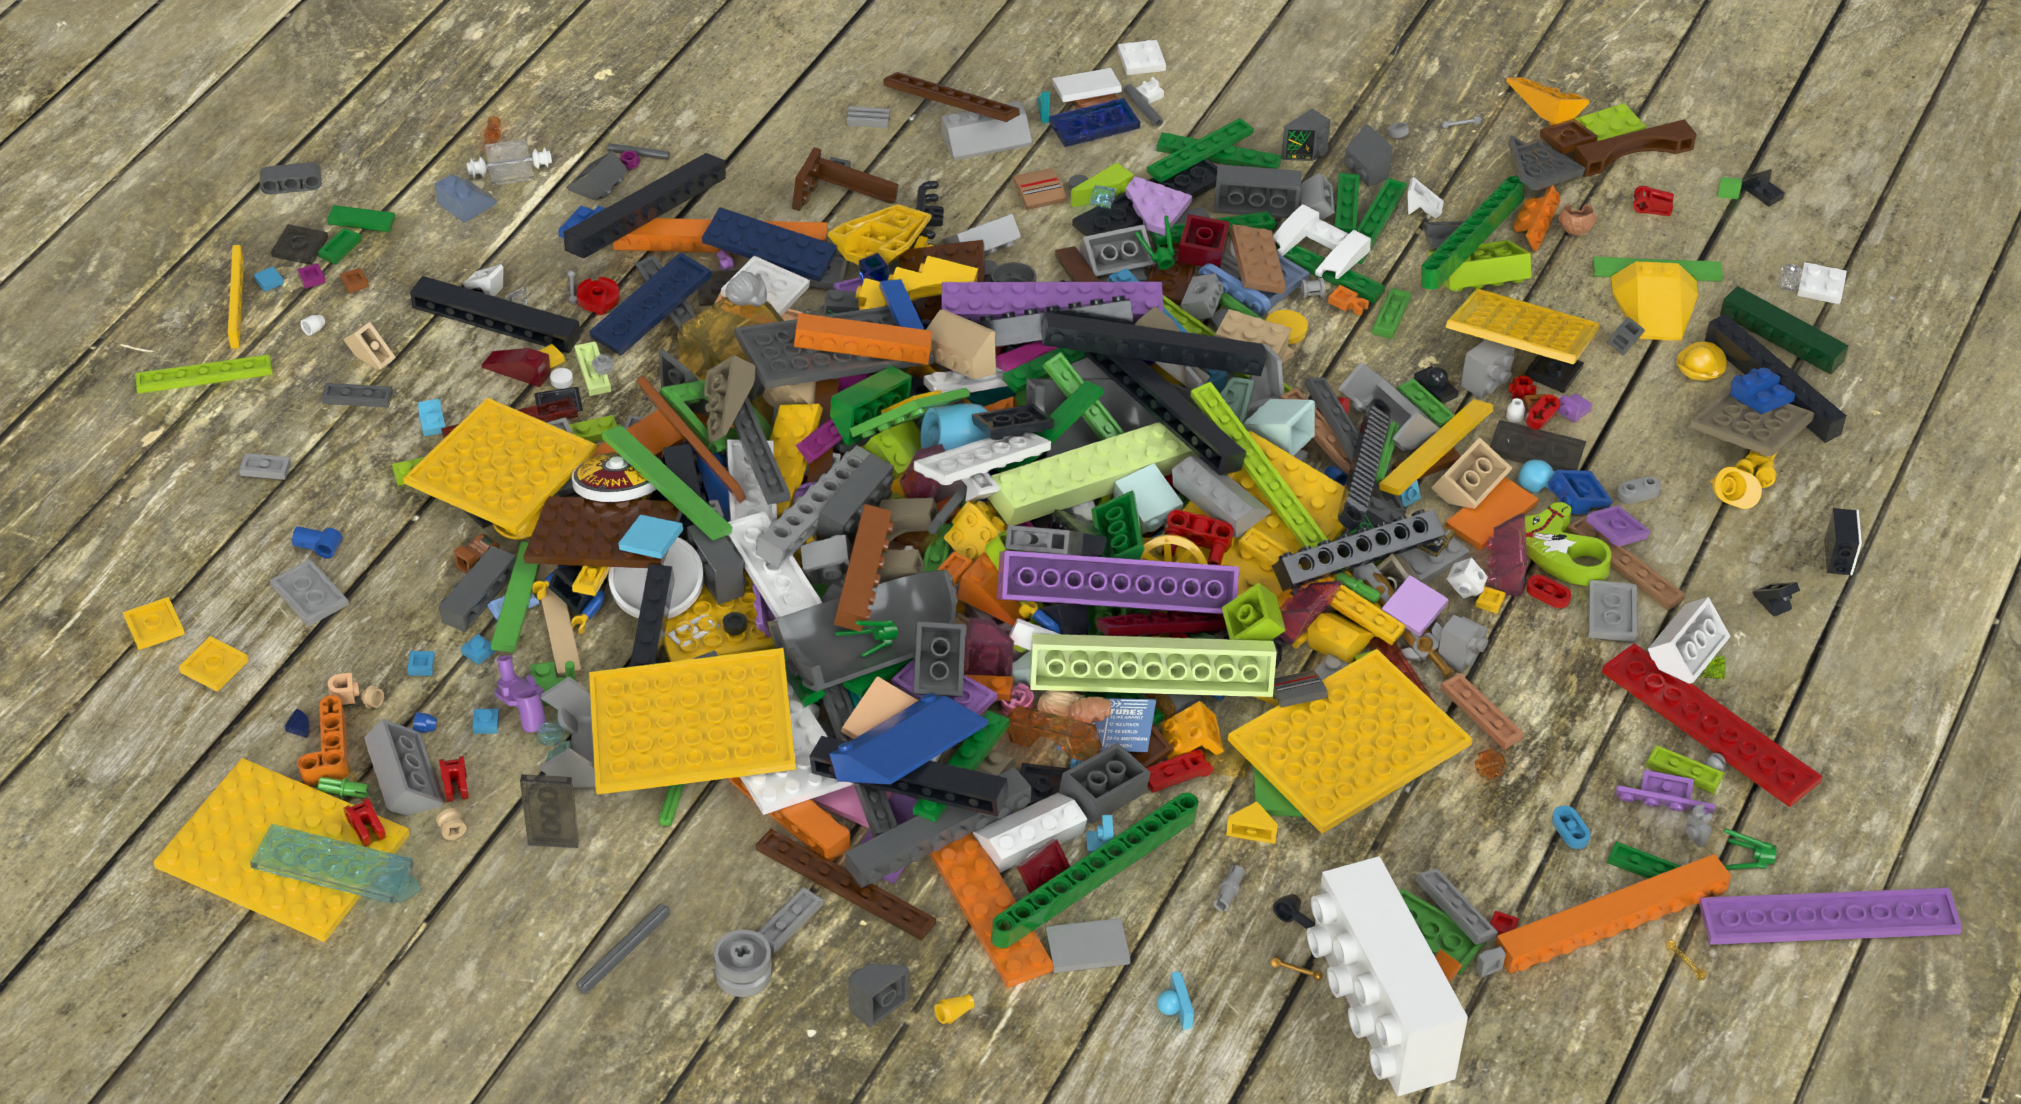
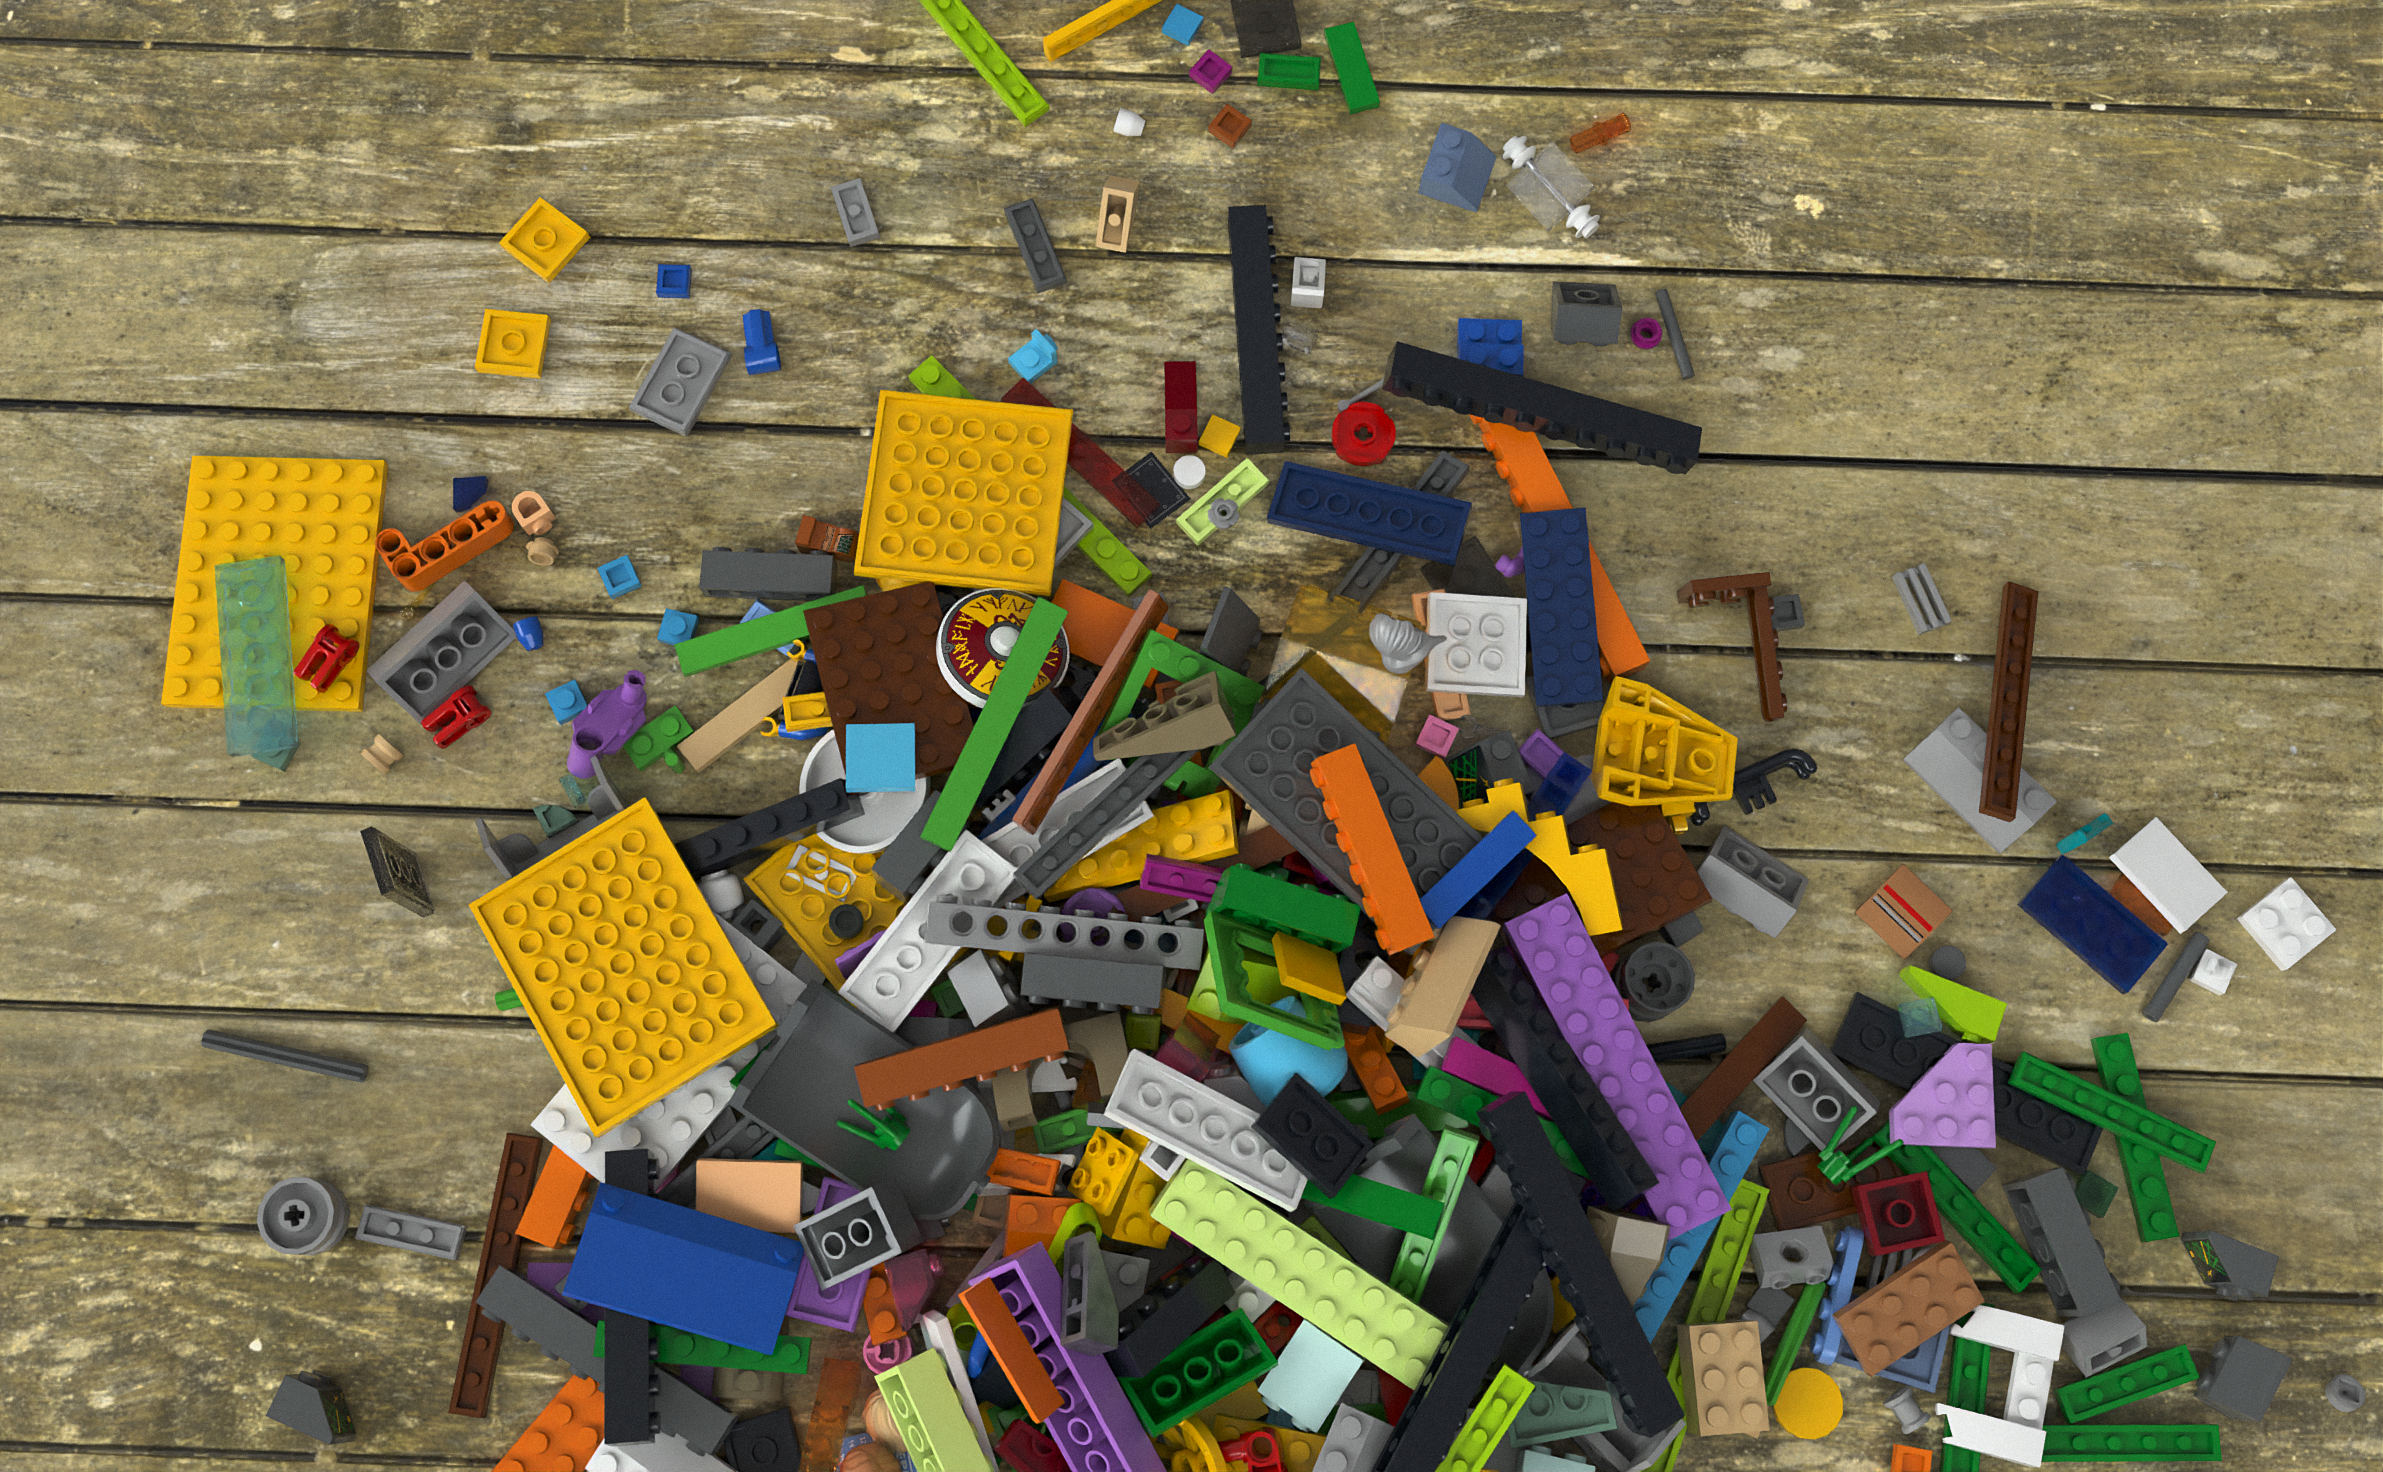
camera: 65 degrees right, 30 degrees up
(236, 572) = (673, 281): none -> blue tile
(343, 787) = (388, 599): bright green axle -> none
(1054, 591) = (1011, 1349): none -> orange panel

